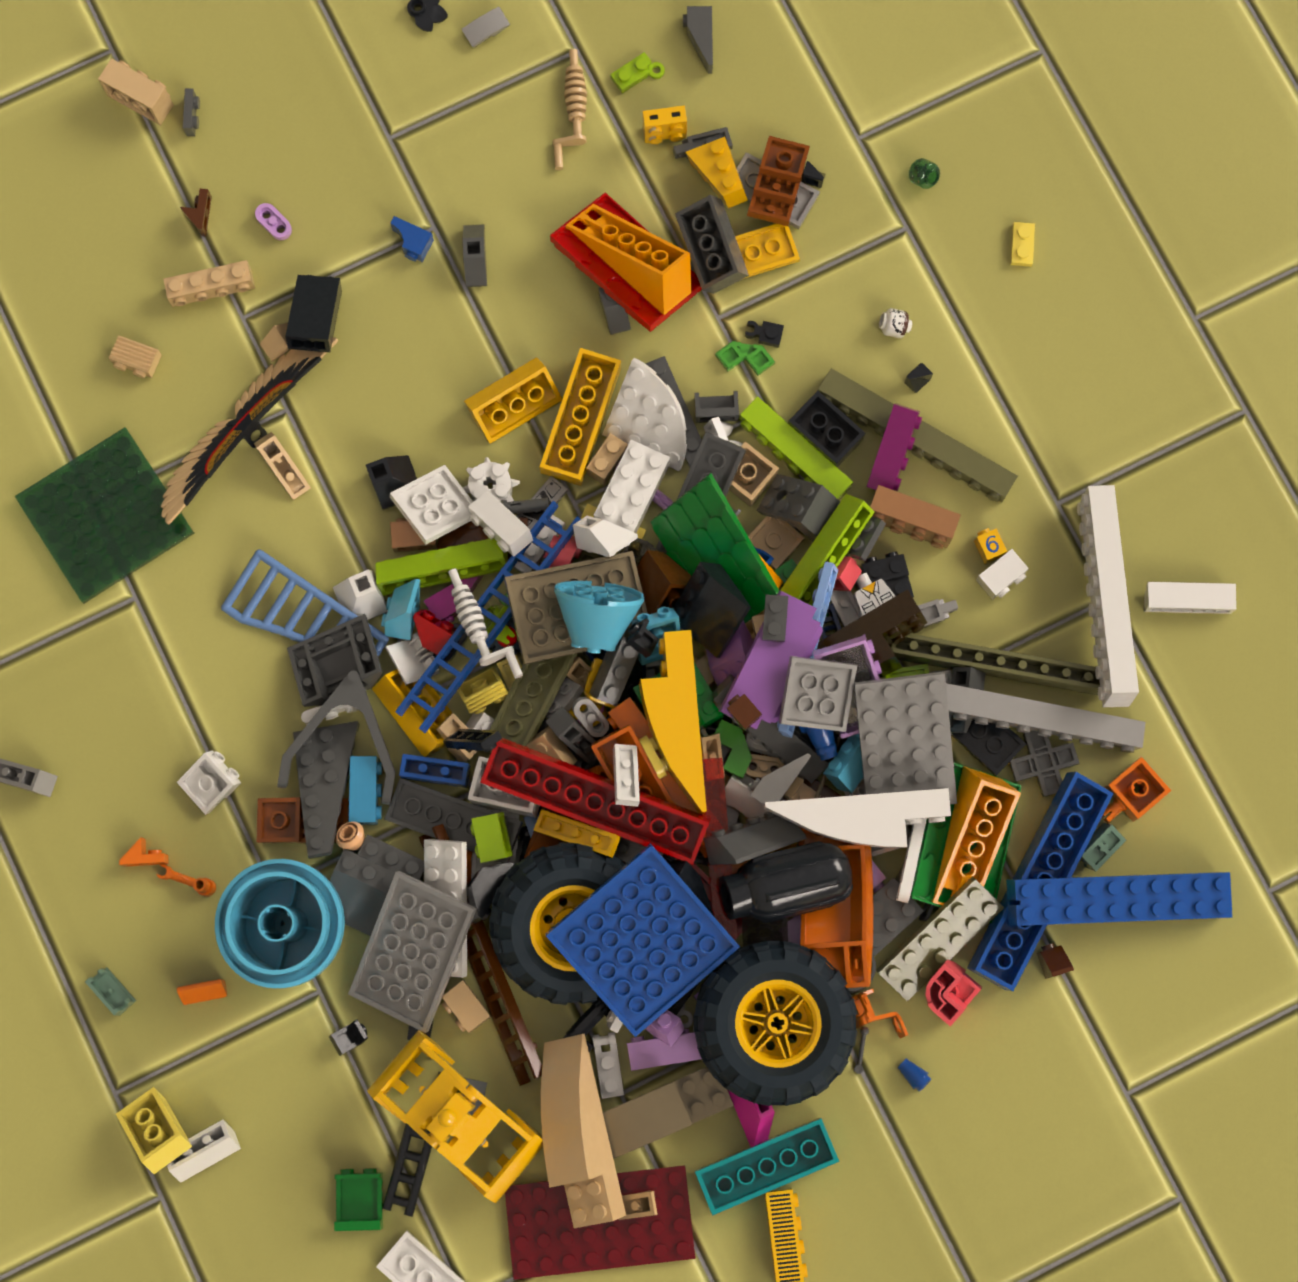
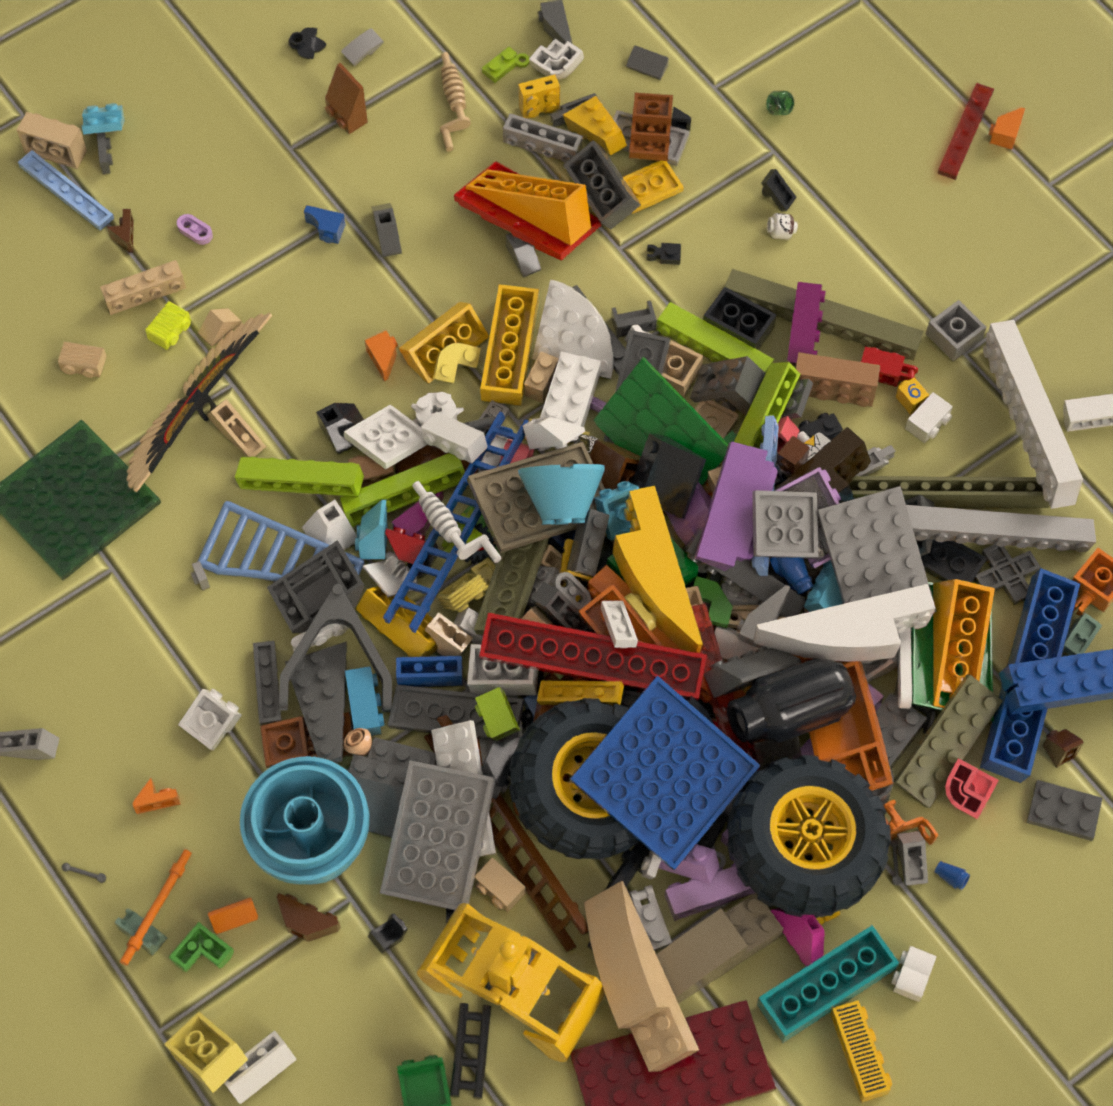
camera: 10 degrees left, 15 degrees down
(79, 927) = (100, 877): none -> dark grey hinge
(101, 1008) = (135, 942): none -> orange bar
(144, 151) = (66, 190): none -> light blue plate
(165, 1014) = (201, 942): none -> bright green brick
(193, 74) = (102, 119): none -> medium azure plate
(207, 890) = (218, 815): orange brick -> none
(221, 624) = (199, 576): none -> light grey plate
(229, 332) = (168, 325): none -> neon yellow brick
(270, 1008) = (305, 920): none -> reddish brown slope
(271, 751) = (267, 682): none -> dark grey plate
(313, 313) = (245, 295): black brick -> none
(337, 533) = (299, 476): none -> lime brick
(447, 401) = (382, 352): none -> orange slope
(455, 97) = (346, 100): none -> dark orange slope
(473, 739) = (465, 622): black plate -> none
(517, 420) = (455, 355): none -> light yellow plate
(639, 1205) = (710, 1039): tan slope -> none
(641, 638) = (607, 506): black bracket -> none
(659, 176) = (541, 138): none -> light grey brick
(692, 80) = (557, 59): none -> white brick
(736, 352) = (659, 273): bright green tile -> none
(743, 711) = (719, 549): reddish brown brick -> none
(775, 618) = (731, 464): dark grey plate -> none
(791, 97) = (647, 62): none -> dark grey slope
(844, 610) = (792, 455): none -> reddish brown slope
(853, 1169) = (913, 974): none -> white brick
(878, 1051) = (913, 857): none -> light grey arch
(900, 281) = (776, 188): none -> black tile
(918, 377) = (813, 267): black slope -> none
(971, 507) = (890, 366): none -> red brick
(1022, 244) = (880, 148): light yellow plate -> none
(1042, 1026) = (1064, 810): none -> dark grey plate
(1052, 480) = (956, 330): none -> light grey brick
(1119, 238) = (965, 131): none -> clear red tile
(1164, 244) = (1006, 128): none -> orange slope

